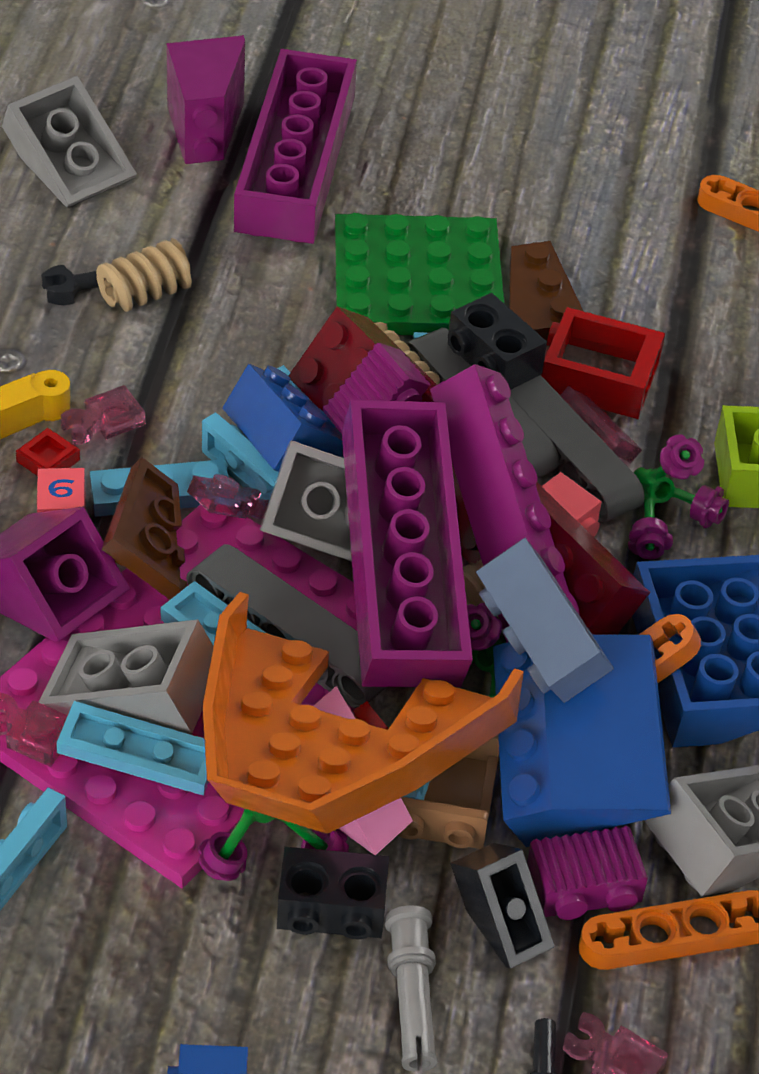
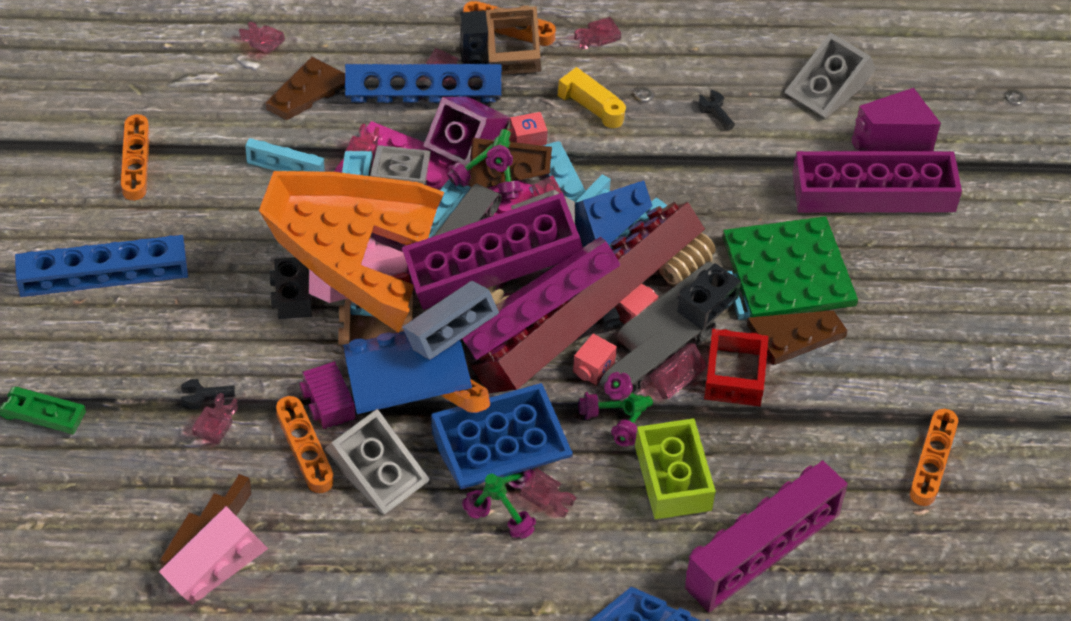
camera: 80 degrees right, 5 degrees up
(46, 452) = (570, 123): red tile -> none
(107, 413) = (605, 141): clear pink plate -> none
(143, 273) = (725, 135): tan piece -> none
(193, 499) = (498, 158): none -> magenta plant
(381, 376) = (618, 229): magenta brick -> none
(411, 964) = (256, 326): light grey pin -> none
(503, 902) = (302, 352): black slope -> none

